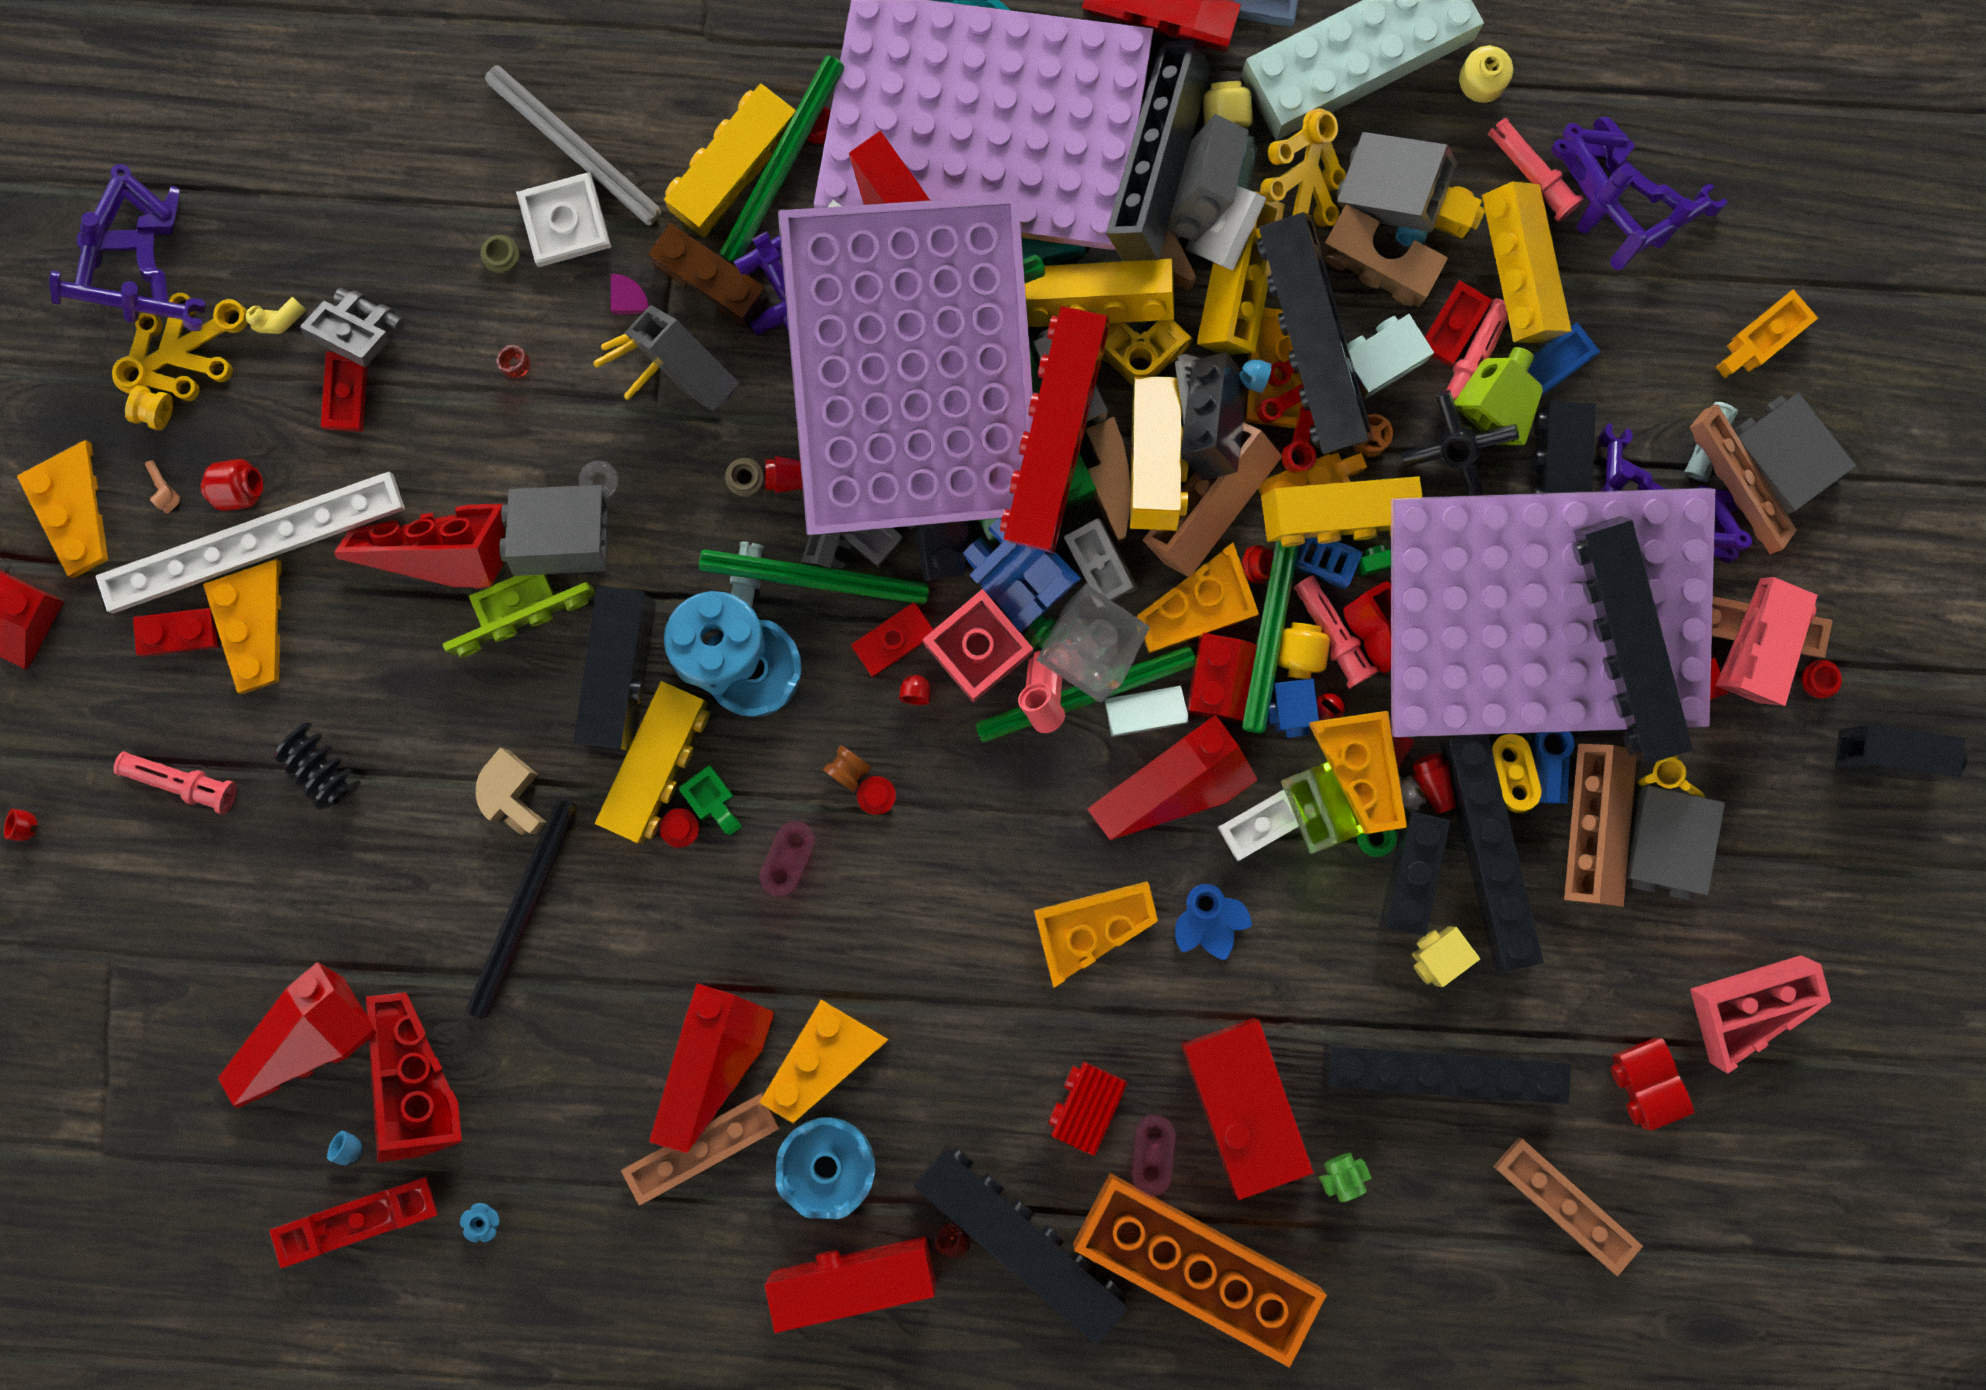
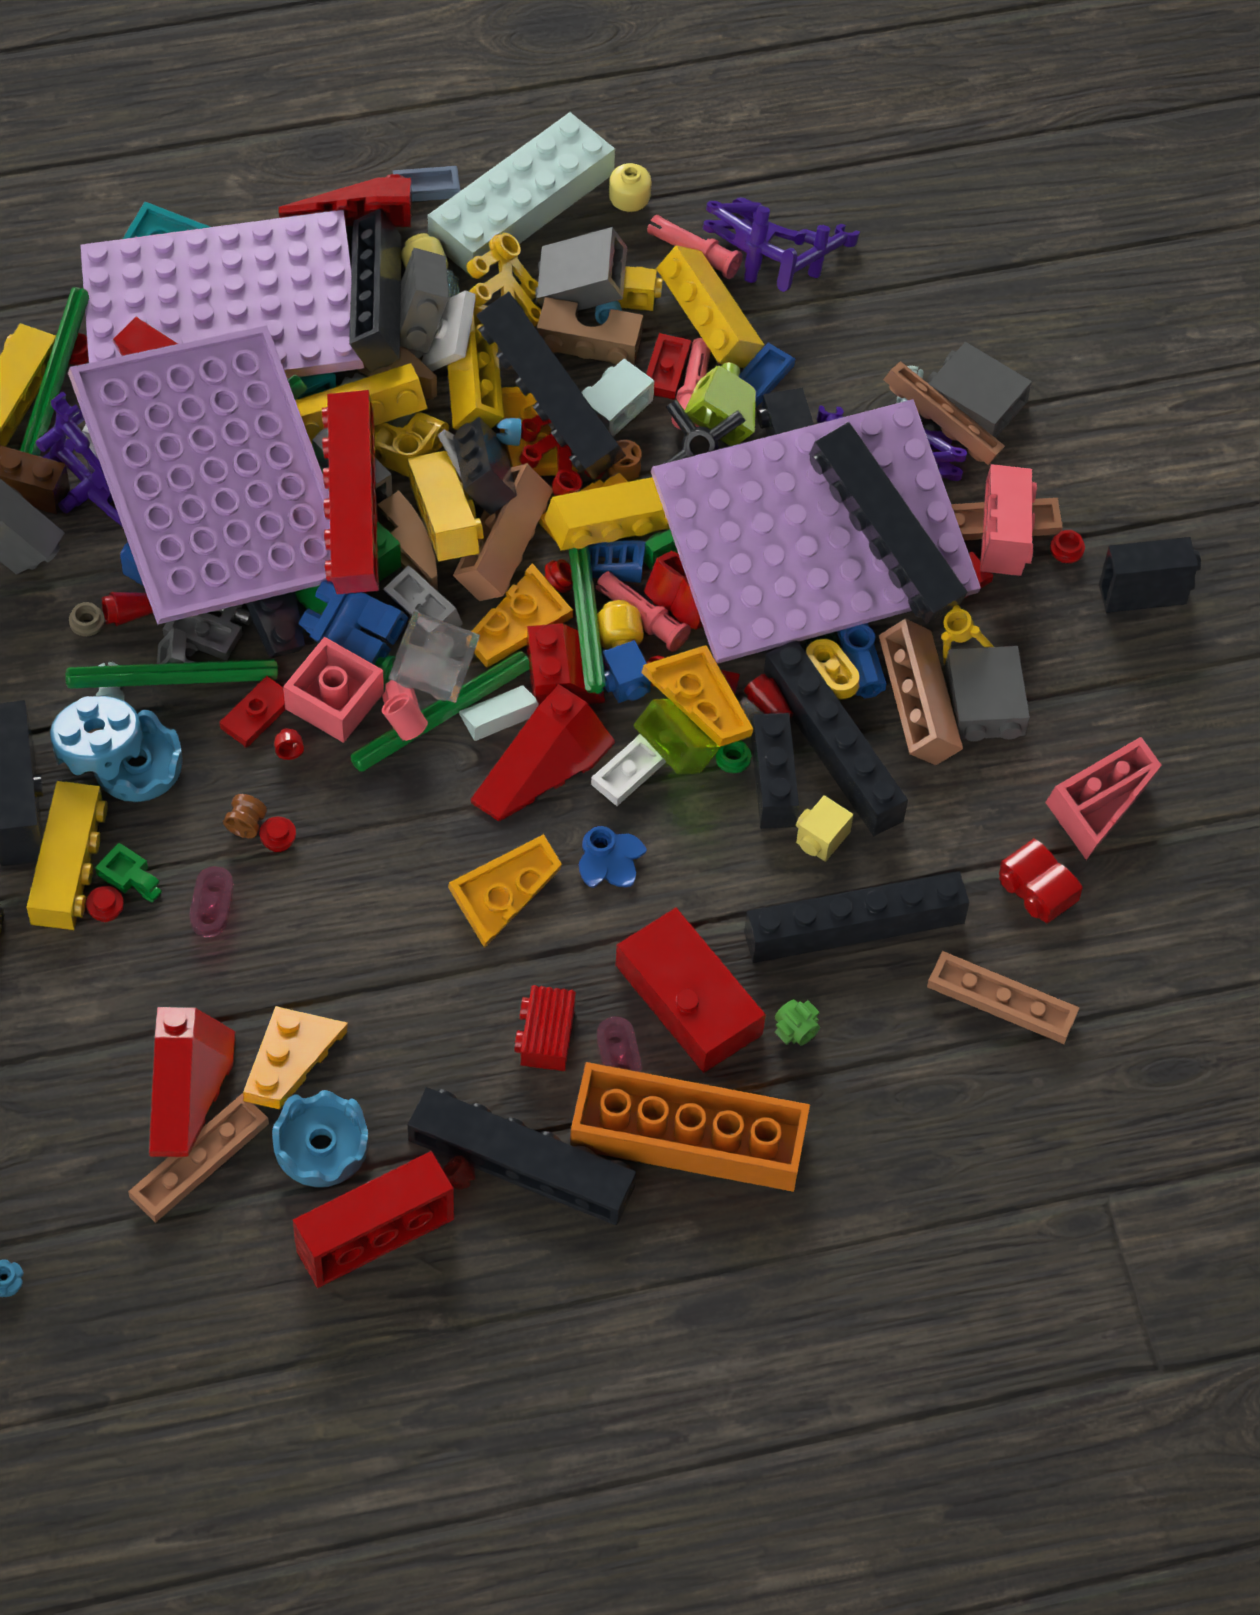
camera: 20 degrees left, 25 degrees down
(1767, 334) = (927, 315): light orange hinge -> none

